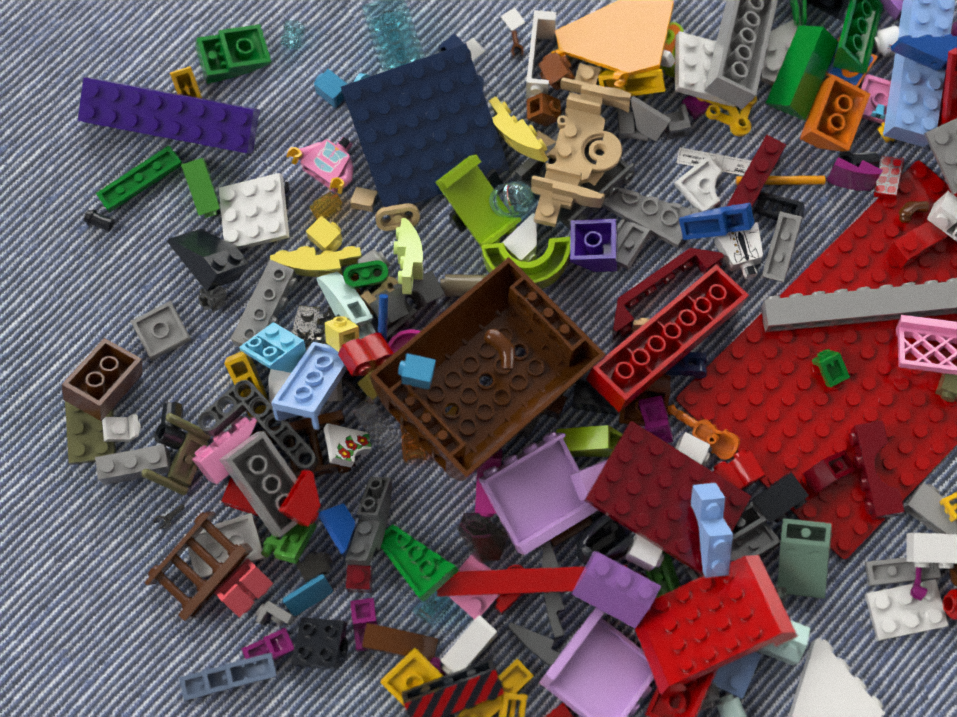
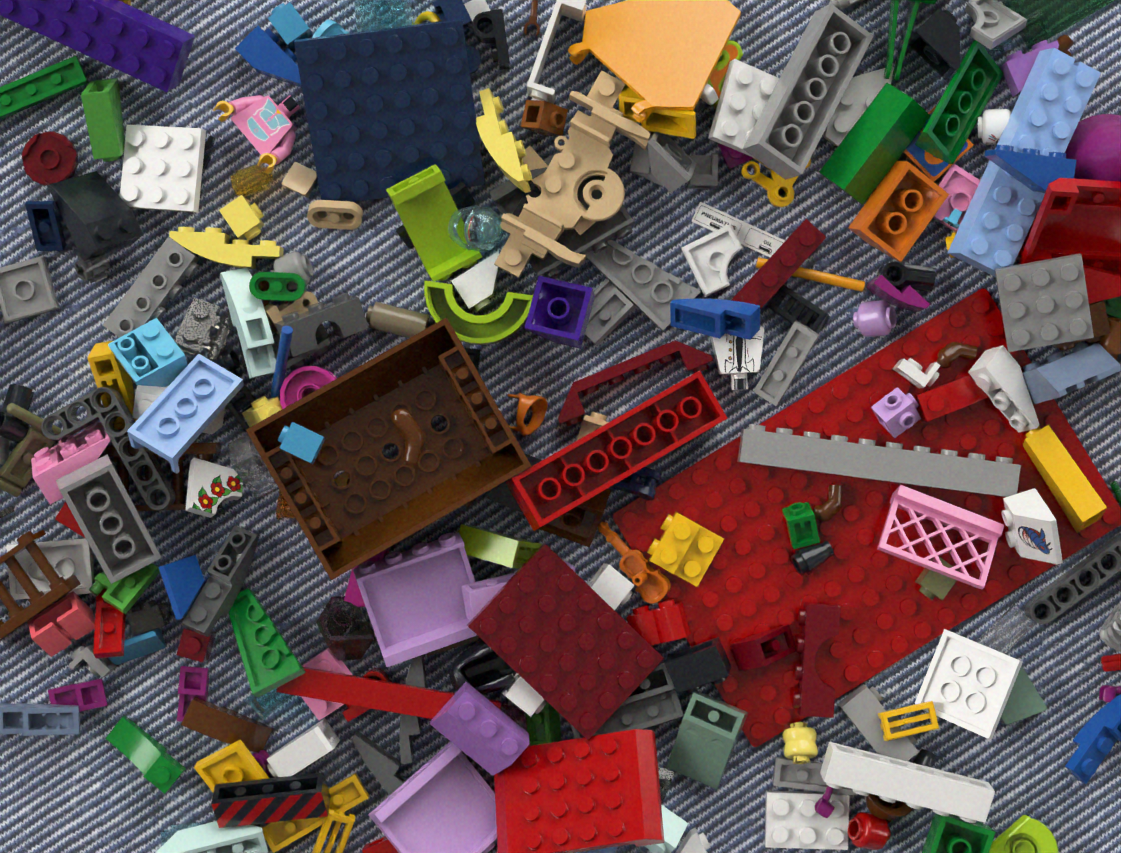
camera: 15 degrees right, 15 degrees up
(160, 225) = (49, 158): none -> dark red tile
(169, 273) = (46, 225): none -> dark blue slope
(284, 580) = (109, 629): none -> red plate
(302, 501) = (142, 551): red slope -> none
(320, 643) = (137, 707): black plate -> none
(321, 115) = (268, 58): none -> blue slope
(337, 685) = (146, 754): none -> green slope
(340, 331) = (232, 357): light yellow brick -> none
(365, 354) = (254, 391): red brick -> none
(409, 255) = (335, 274): yellowish green slope -> none
(491, 62) = (498, 35): none -> black plate
(555, 68) = (569, 74): dark orange brick -> none
(591, 321) = (539, 408): none -> orange piece
(656, 418) = (581, 540): magenta slope -> none
(714, 532) = (603, 700): light blue arch -> none
(742, 407) = (684, 548): none -> yellow plate
(841, 198) = (875, 318): none -> lavender head
(846, 391) = (811, 557): none -> black cone
(851, 346) = (832, 506): none -> reddish brown arm
(880, 261) = (896, 412): none -> lavender brick
(882, 544) = (800, 743): none -> light yellow piece
(884, 231) = (912, 372): none -> white bracket
(889, 180) = (942, 304): tile -> none

